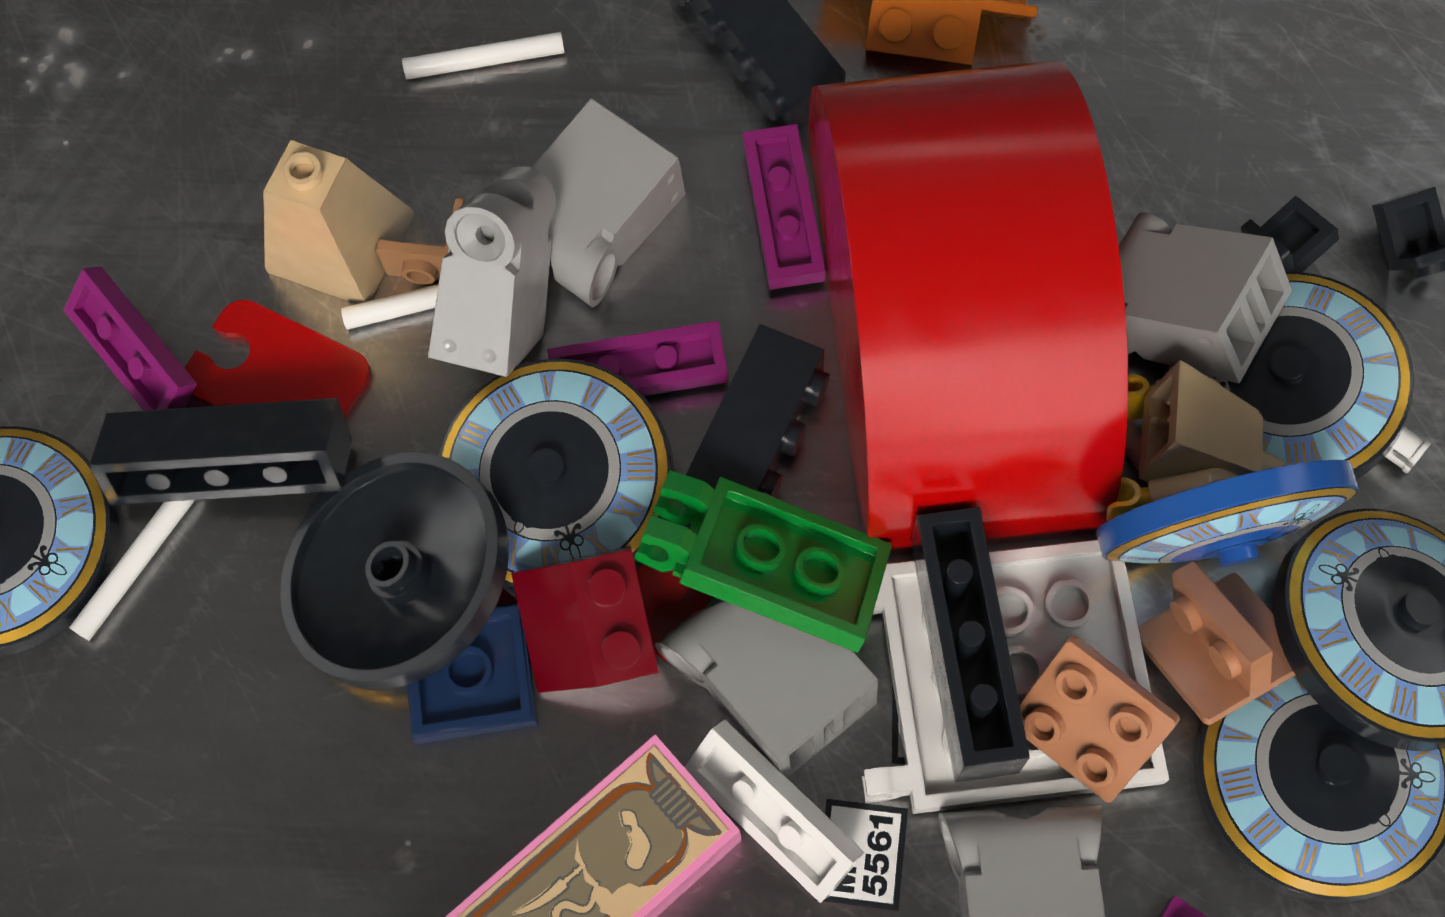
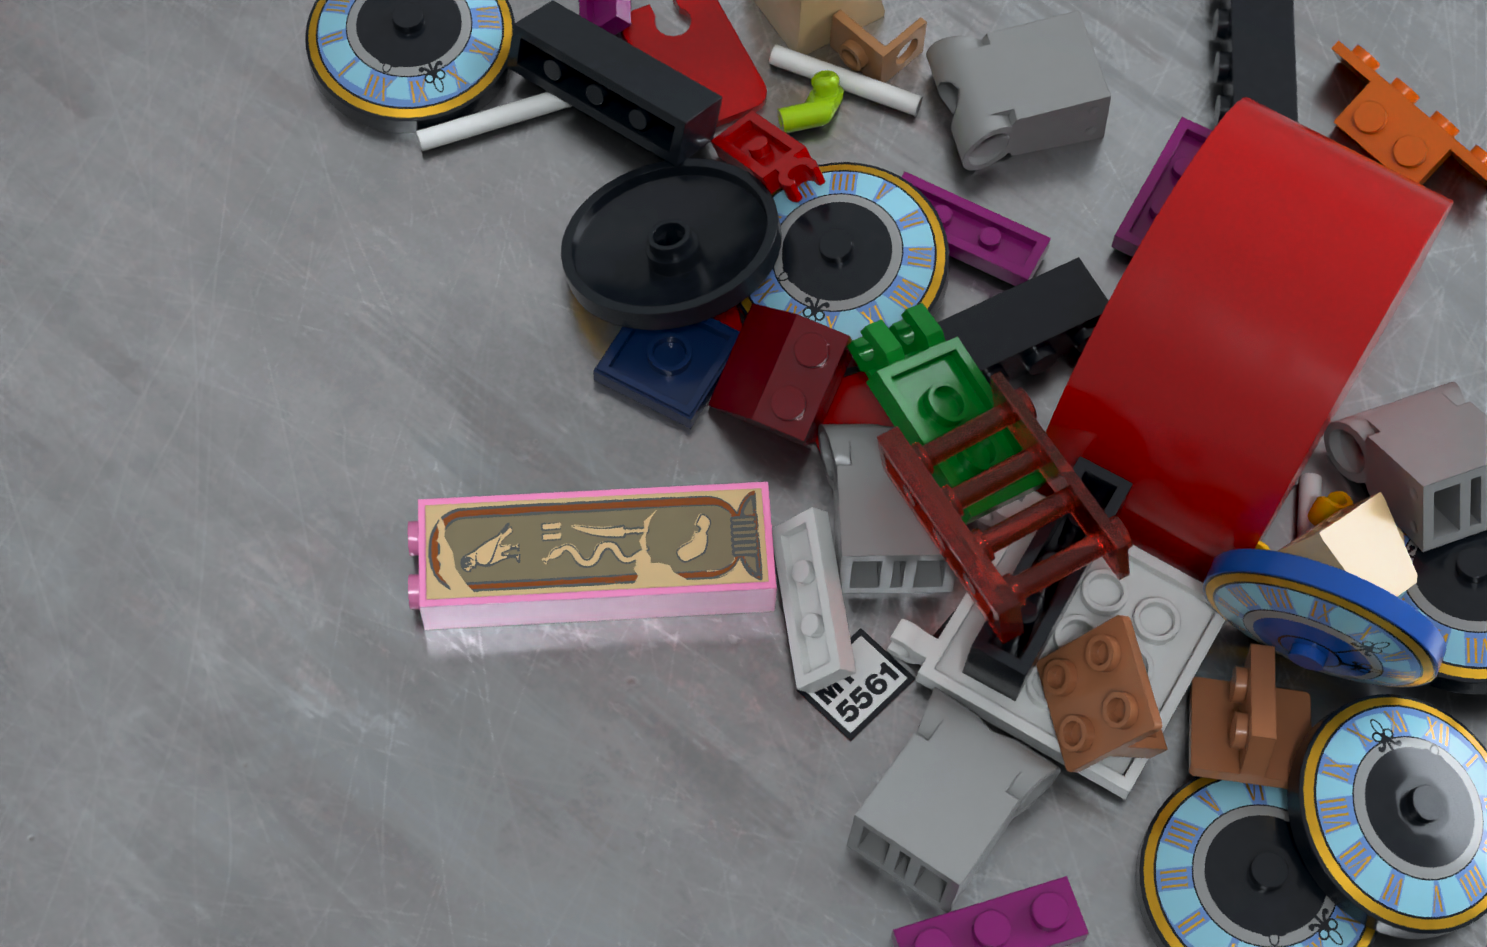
camera: 30 degrees right, 5 degrees down
(417, 422) = (768, 155): none -> red plate
(418, 328) = (818, 107): none -> lime arm
(495, 274) = (905, 84): light grey piece -> none
(901, 680) = (973, 551): none -> clear red fence

